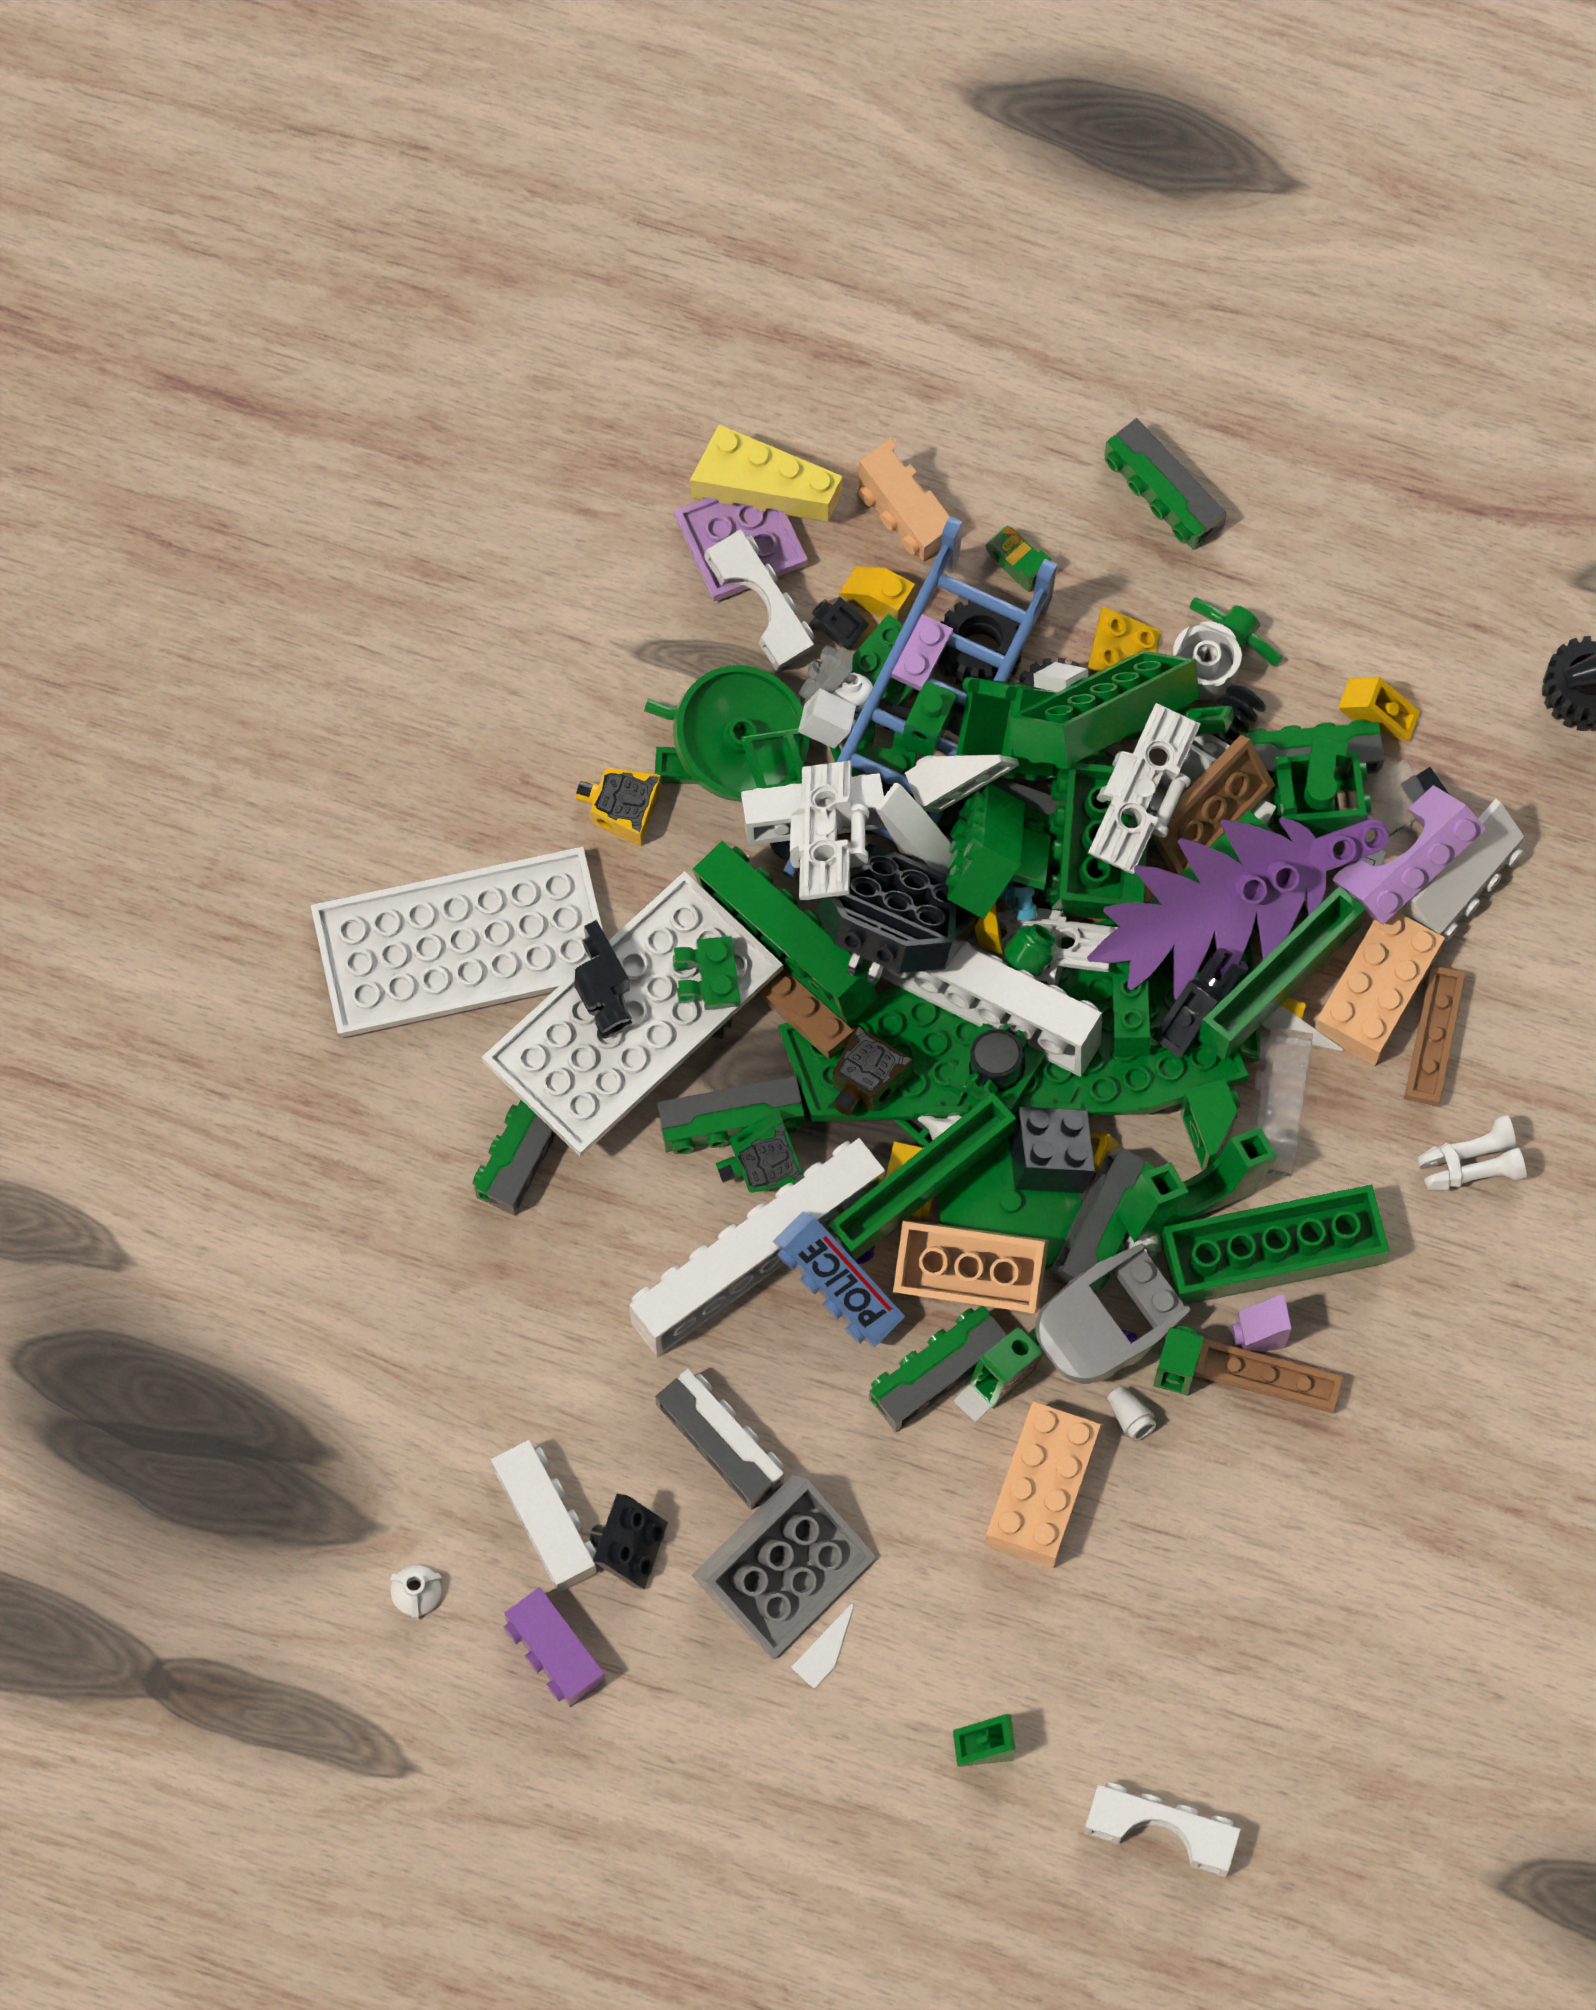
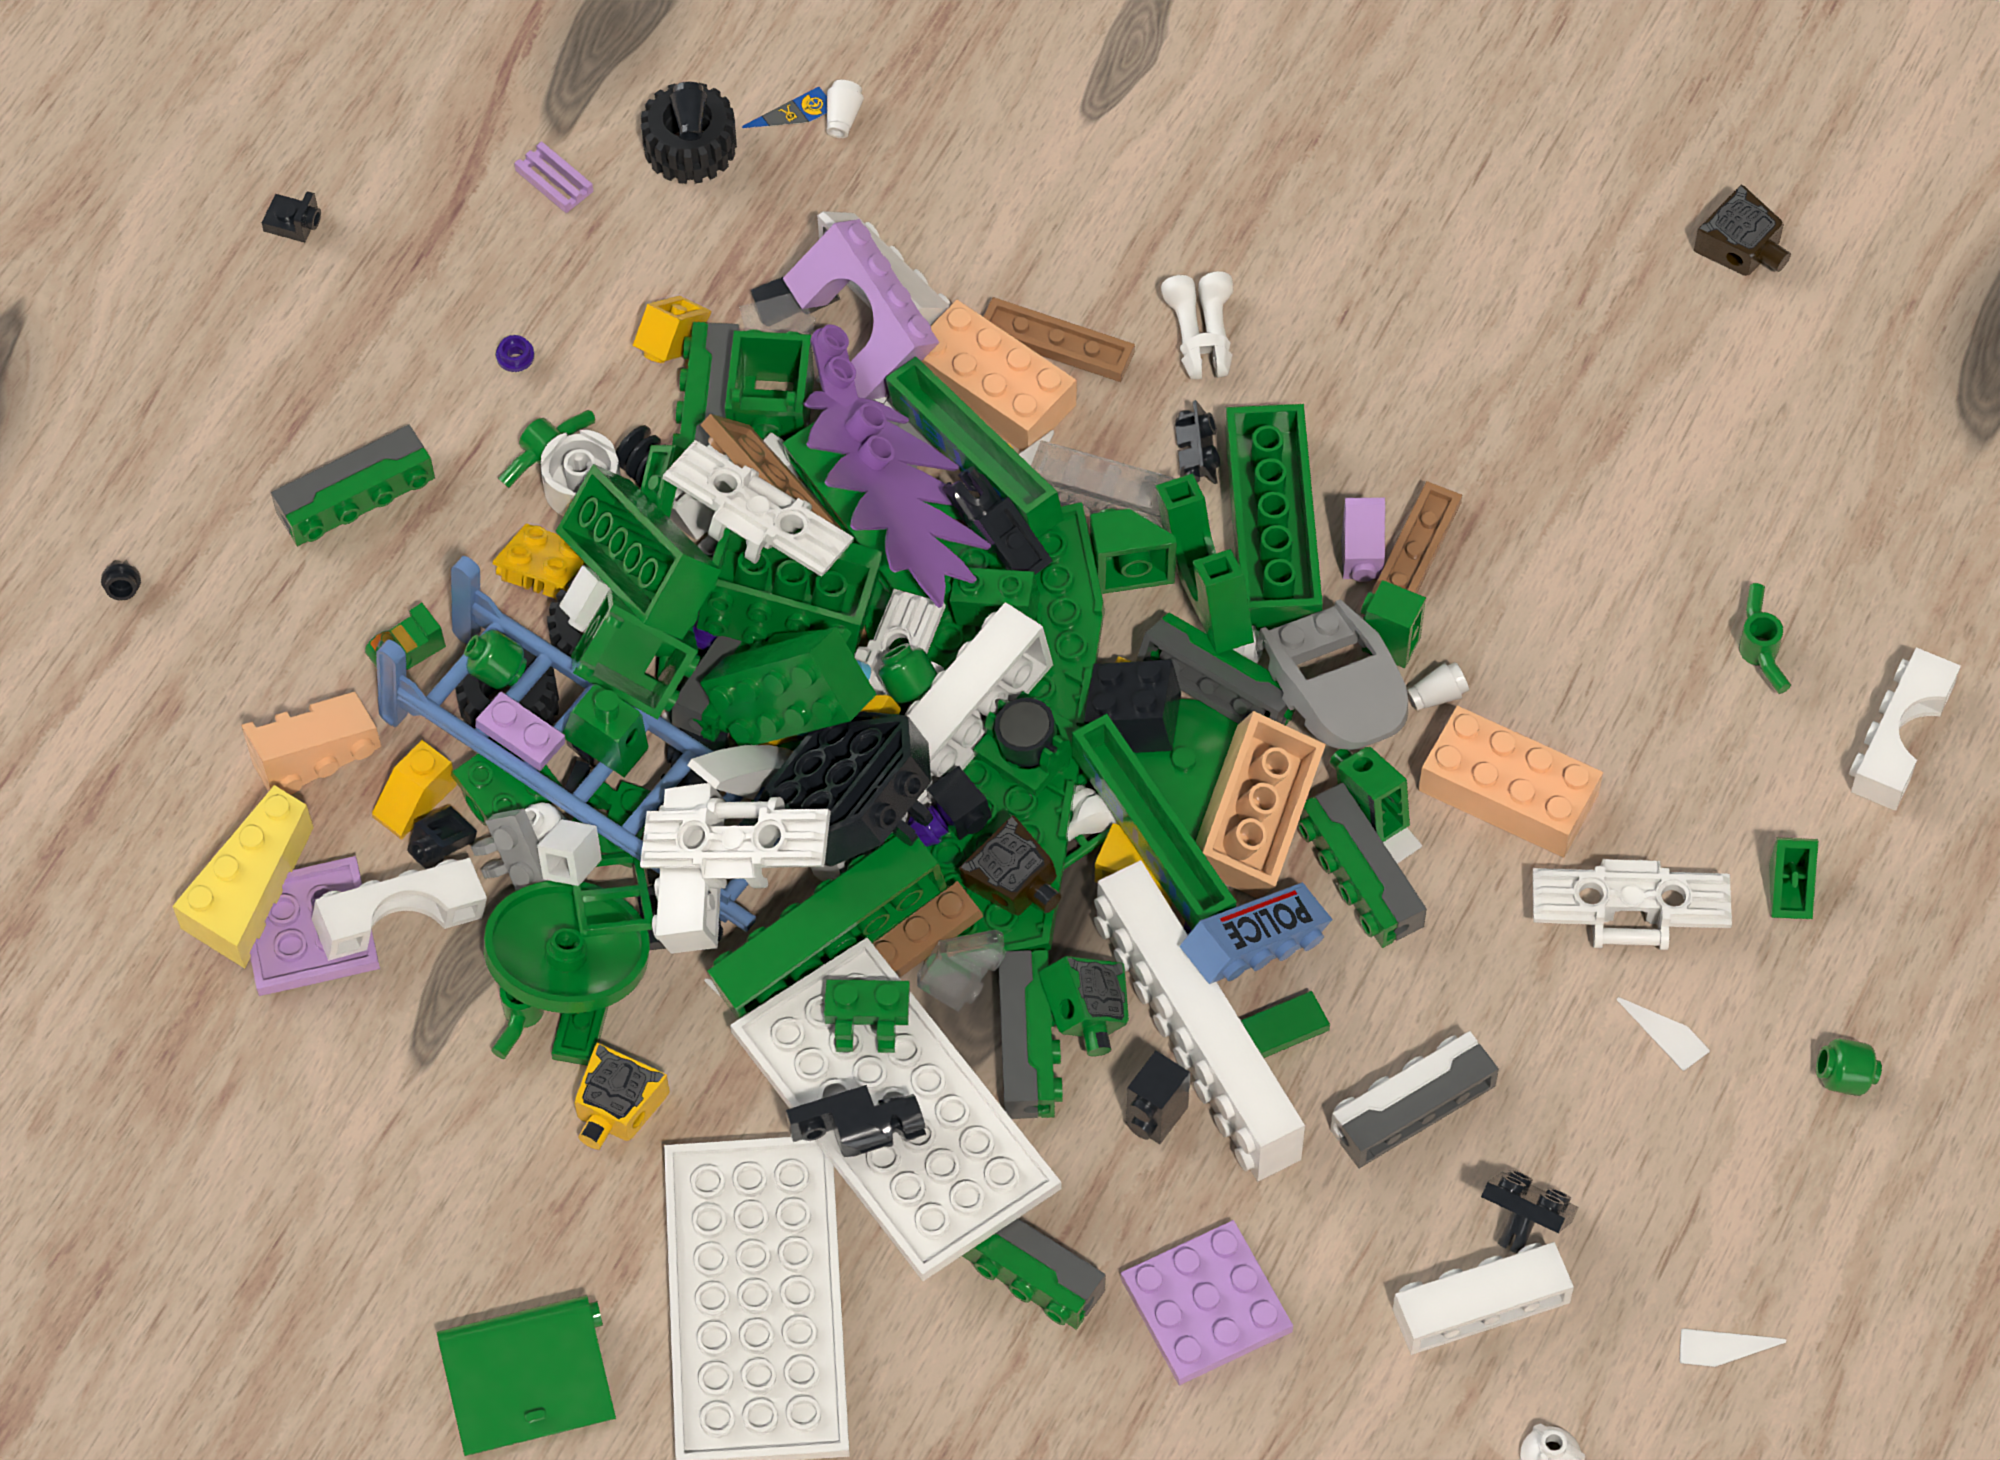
camera: 80 degrees left, 10 degrees down
(377, 777) = (526, 1374): none -> green door
(512, 1296) = (1206, 1302): none -> lavender plate
(534, 1721) = (1718, 1348): none -> white sticker
(553, 1648) = (1640, 1307): medium lavender brick -> none
(678, 1223) = (1157, 1098): none -> black brick
(775, 1045) = (958, 965): none -> clear slope
(776, 1324) = (1287, 1024): none -> green tile
(784, 1565) = (1568, 1055): light grey slope -> none
(808, 1804) = (1848, 1067): none -> green head
(904, 1000) = (933, 832): none -> dark purple plate
(927, 1020) = (959, 803): none -> black brick
(947, 779) = (686, 717): white slope -> none
(950, 1596) = (1631, 887): none -> white piece
(986, 619) = (495, 659): none -> green head
(1038, 324) = (120, 580): none -> black plate
(1217, 1698) = (1768, 627): none -> green piece
(1320, 780) = (758, 361): green leg -> none
(1327, 578) = (515, 345): none -> dark purple plate
(1360, 1171) = (1196, 430): none -> black hinge
(1433, 378) = (292, 217): none -> black bracket
(1537, 562) = (535, 159): none -> lavender tile

